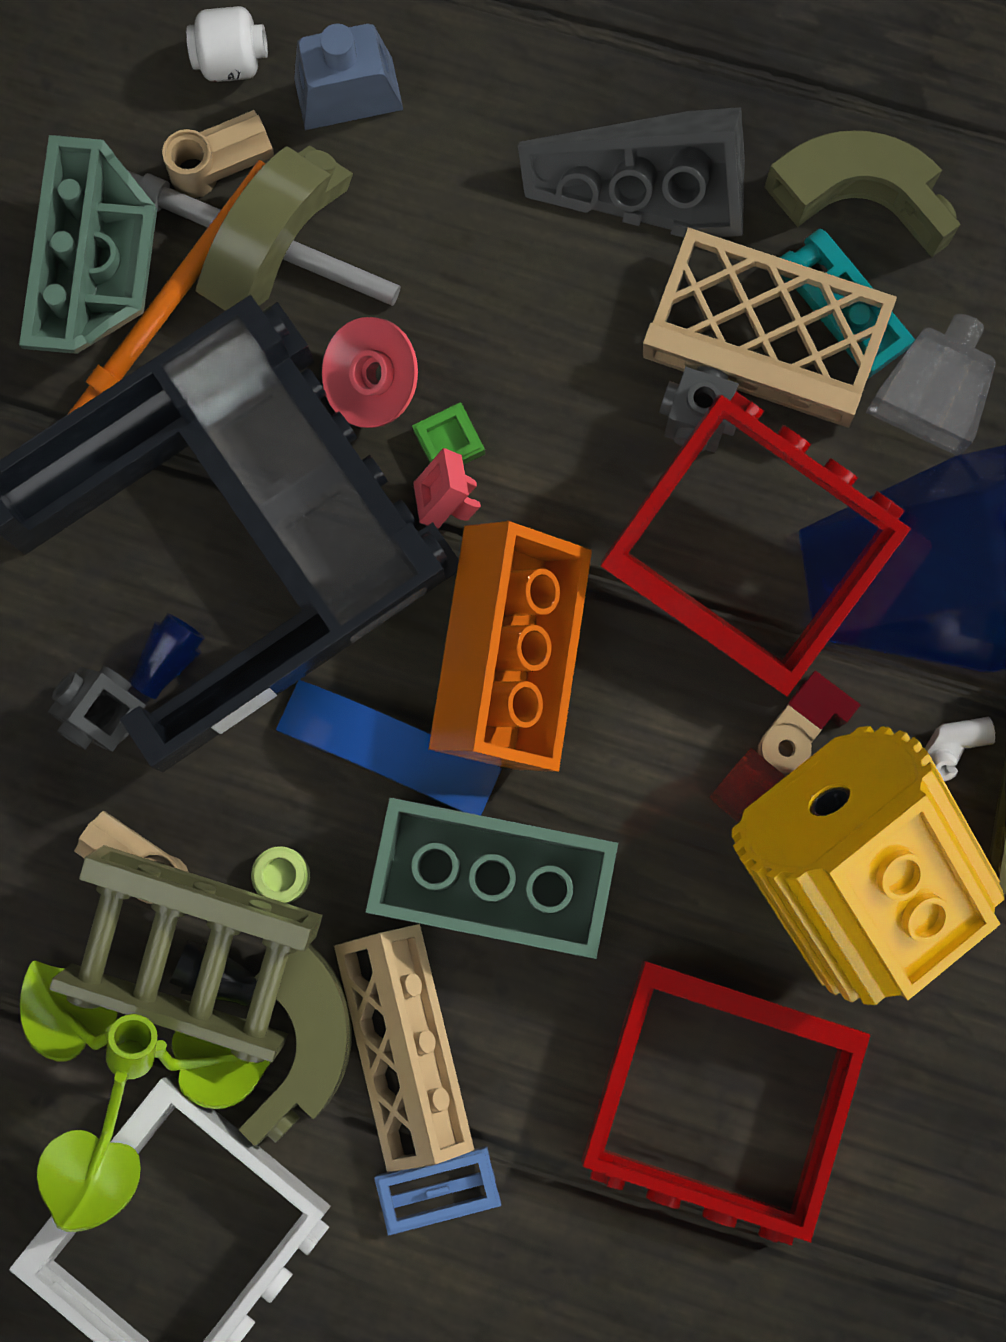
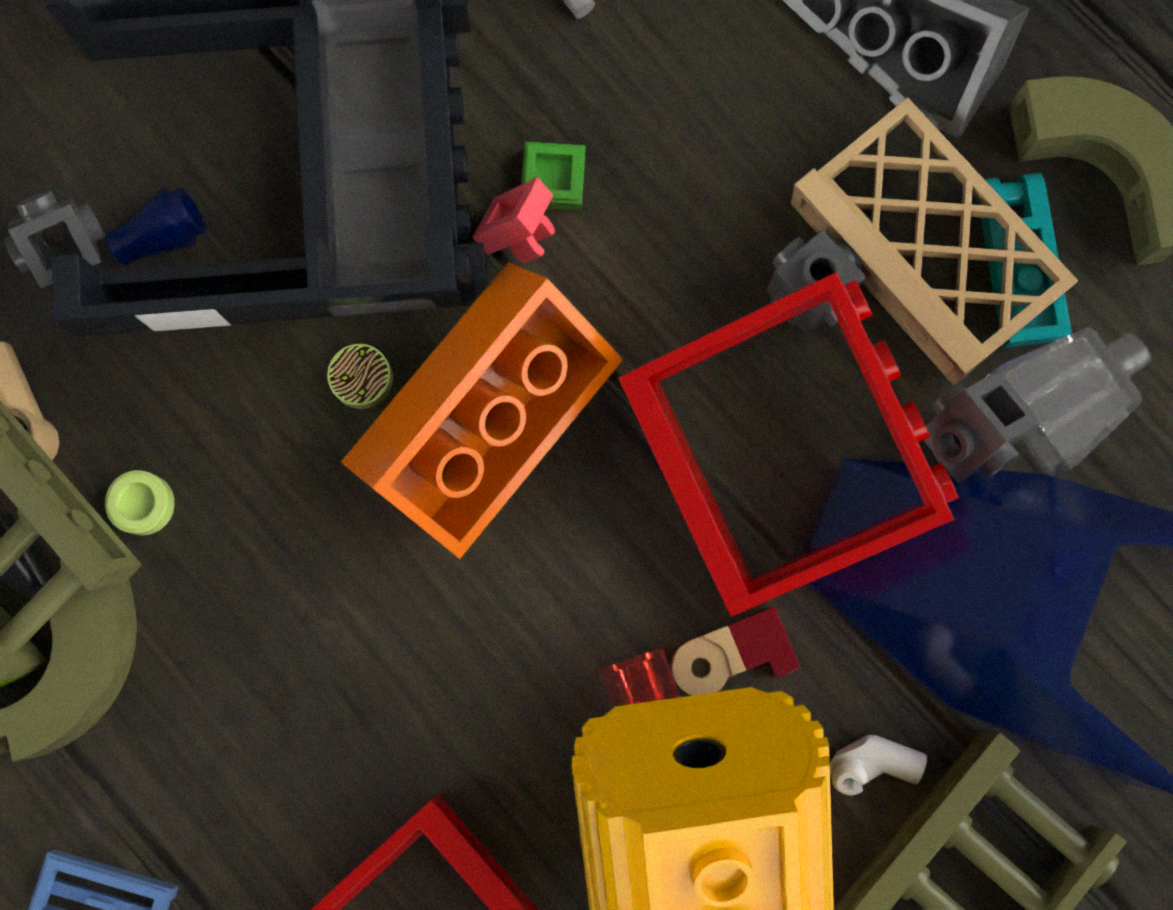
camera: 25 degrees right, 0 degrees up
(351, 372) = (513, 66): coral dish -> none
(386, 748) = (312, 441): blue slope -> none
(393, 679) = (360, 376): none -> tile
(412, 1046) = (158, 747): tan fence -> none
(492, 878) = (329, 627): sand green brick -> none
(887, 449) = (979, 427): none -> dark grey brick

